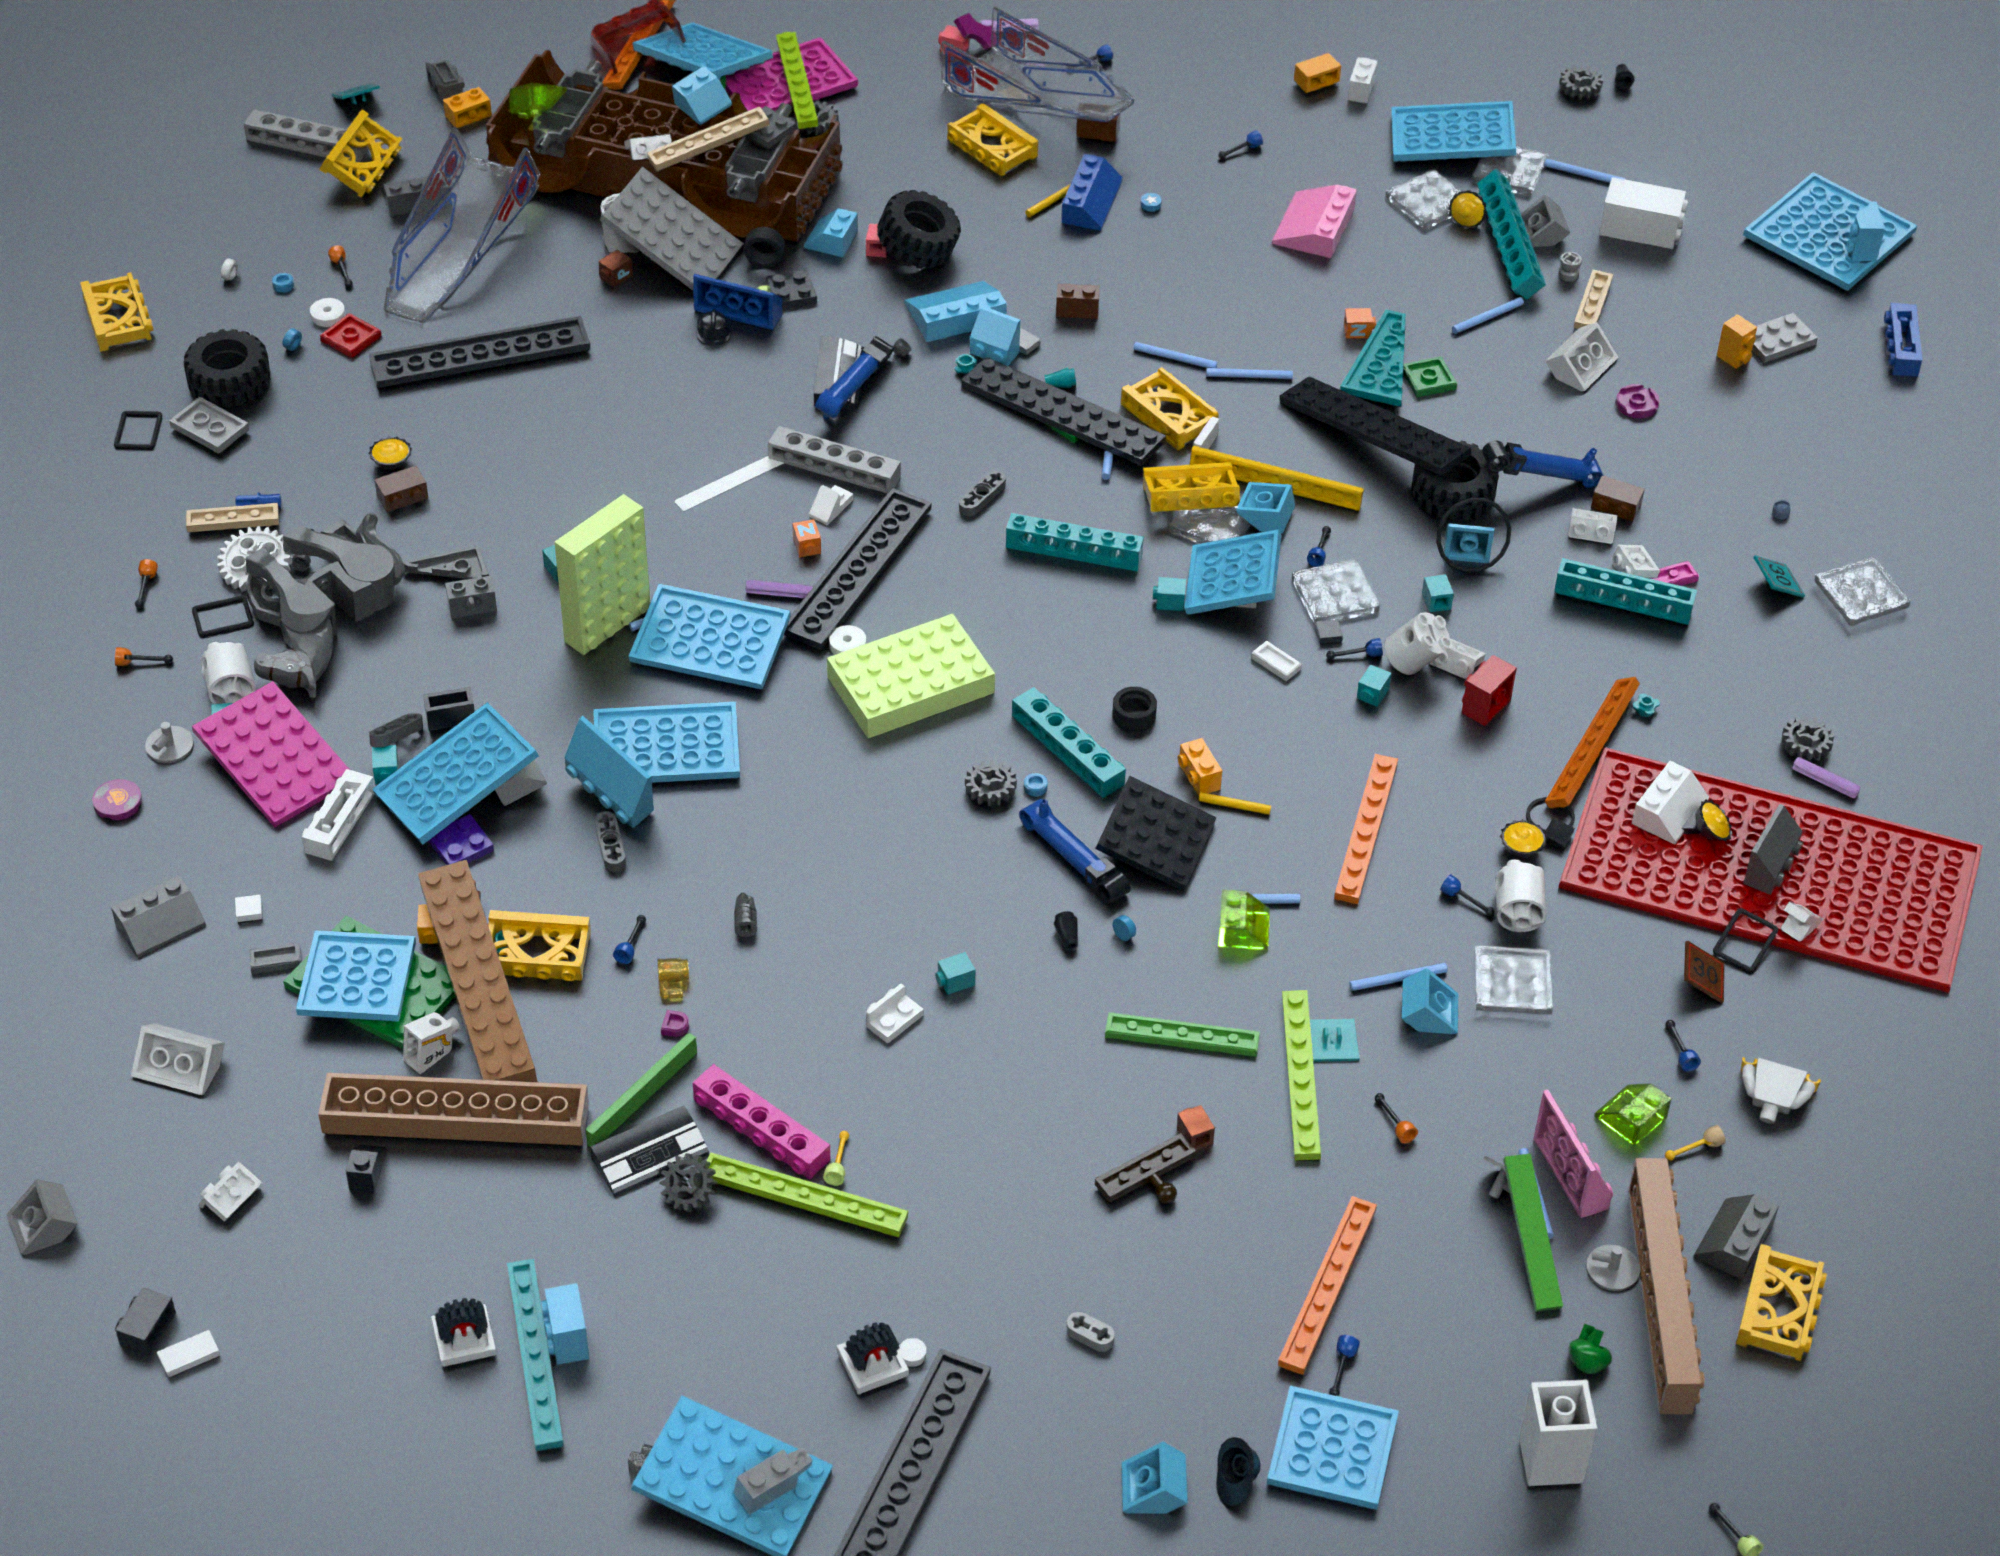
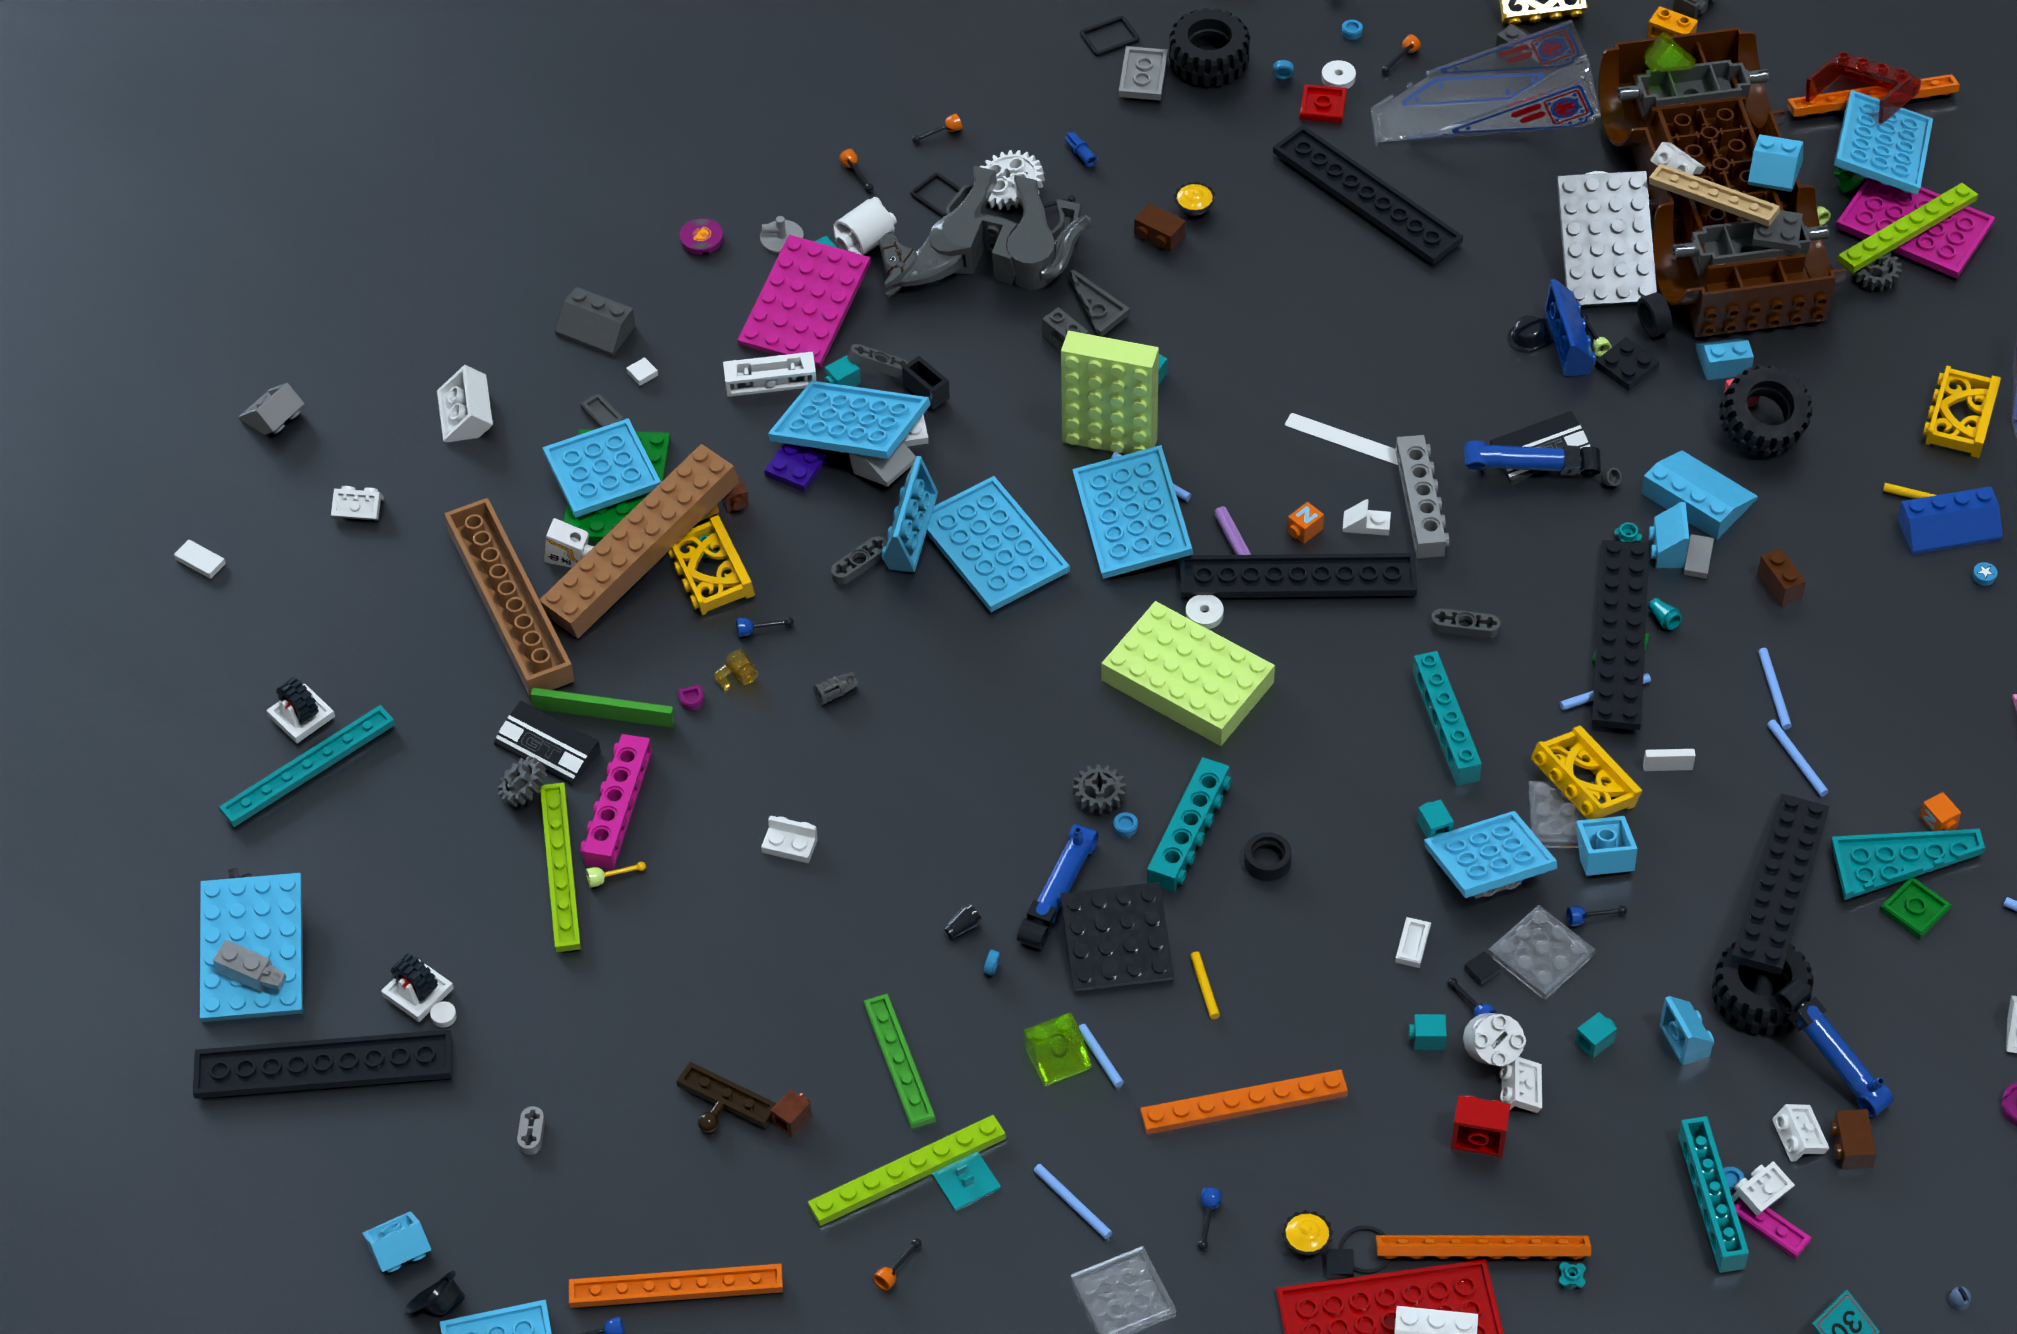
camera: 65 degrees right, 5 degrees up
(145, 1321) = (211, 517): brick -> none
(232, 517) = (1048, 142): tan plate -> none
(365, 1167) = (427, 571): black slope -> none
(565, 1324) = (335, 768): medium azure brick -> none
(615, 268) = (1545, 229): copper brick -> none
(956, 973) = (860, 862): teal brick -> none
(1172, 391) = (1681, 685): yellow fence -> none
(1200, 766) = (1223, 936): light orange brick -> none
(1302, 484) = (1658, 841): yellow tile -> none
(1429, 1003) = (1048, 1238): medium azure slope -> none
(1451, 510) = (1707, 1012): black piece -> none
(1520, 896) = (1221, 1257): white cylinder -> none

